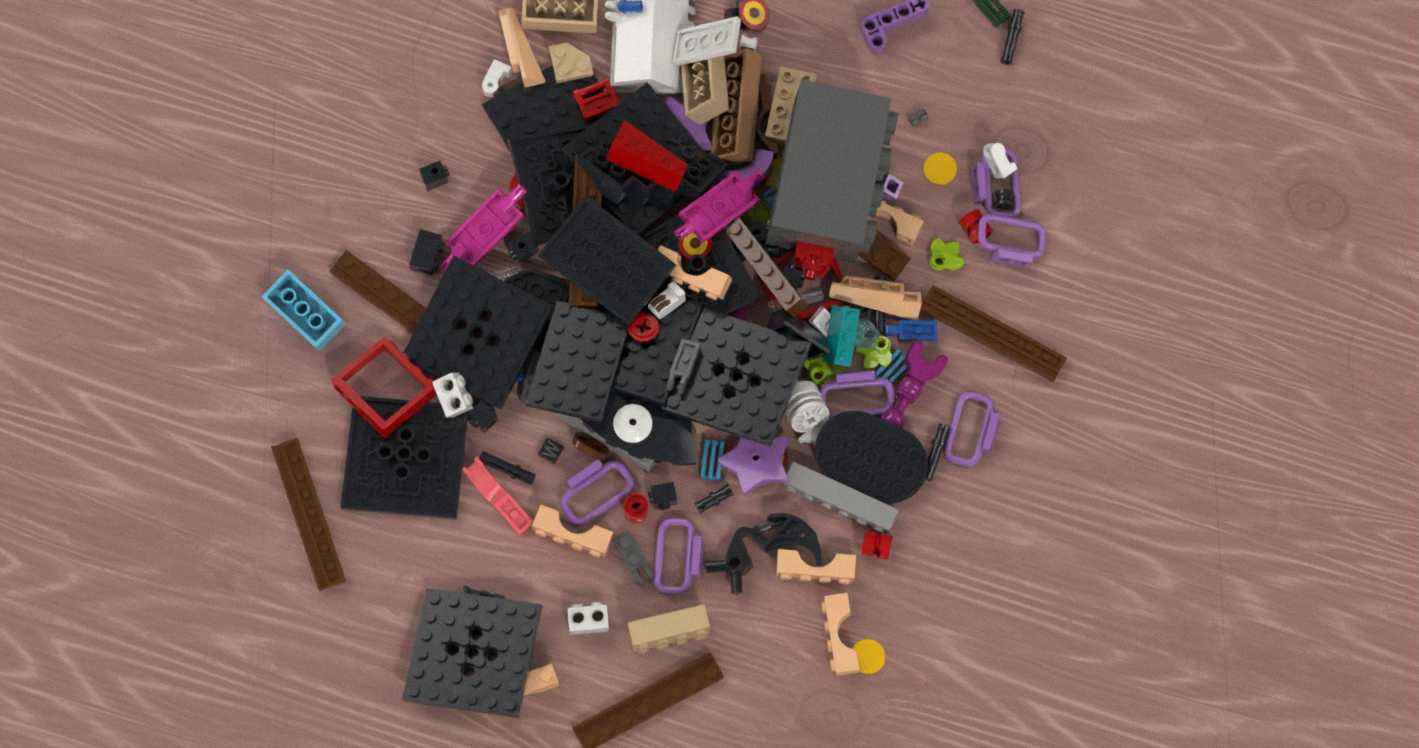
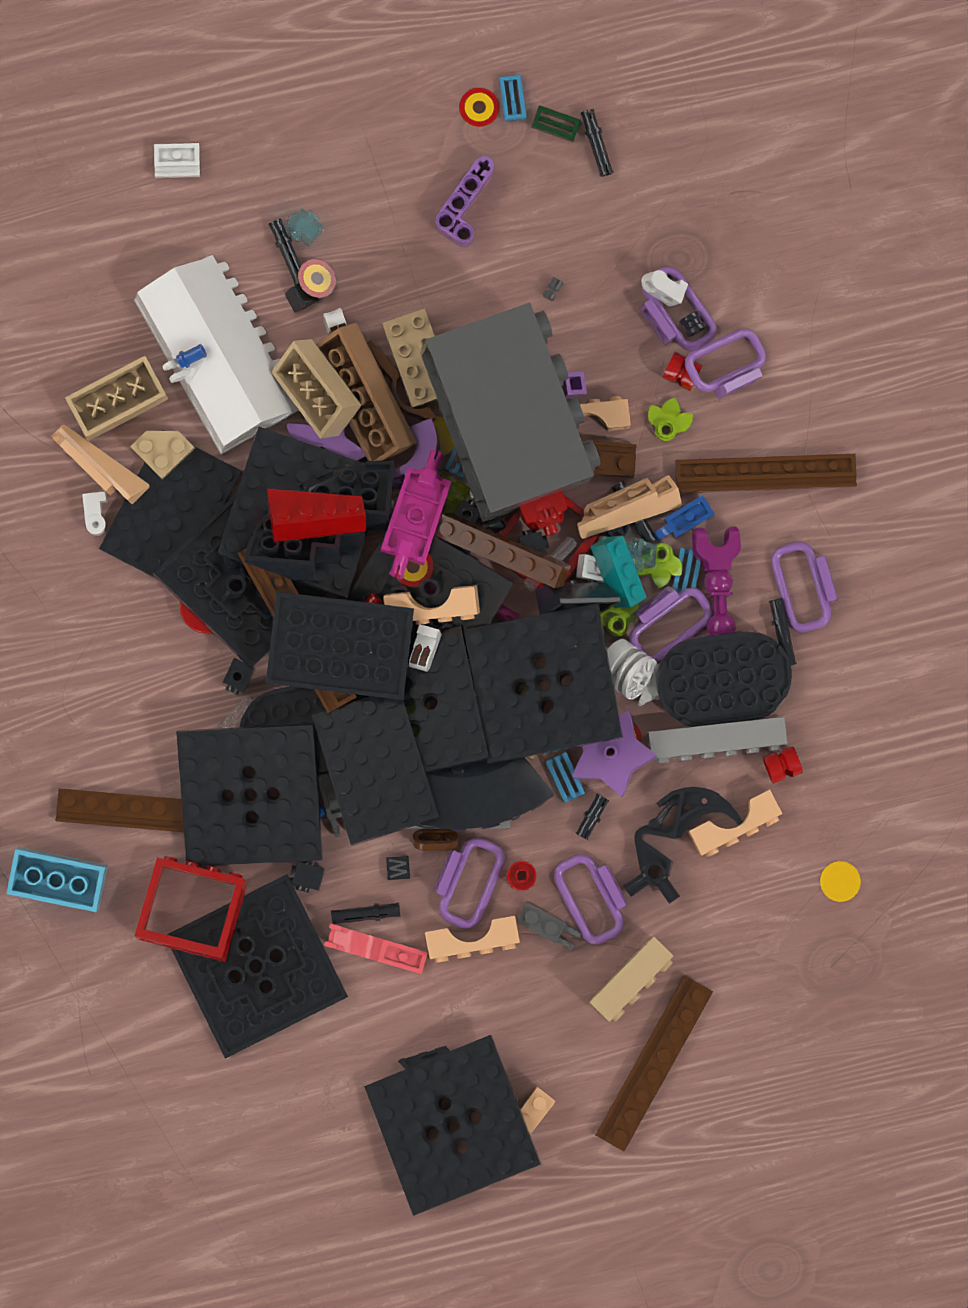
camera: 35 degrees left, 10 degrees up
(308, 514) = (196, 1084): reddish brown plate -> none
(426, 252) = (142, 740): black brick -> none
(434, 175) = (99, 654): black brick -> none
(448, 397) = (262, 880): white brick -> none
(486, 227) = (187, 680): dark pink plate -> none
(588, 625) = (547, 1022): white brick -> none
(598, 103) = (221, 475): red plate -> none
(628, 432) = (459, 786): white dish -> none
(651, 324) = (428, 695): red gear -> none
(663, 495) = (540, 846): black brick -> none
(683, 364) = (483, 704): dark grey hinge -> none
(706, 41) = (293, 346): white tile -> none
(837, 610) = (783, 855): light nougat arch -> none
(940, 168) = (607, 329): yellow sticker -> none

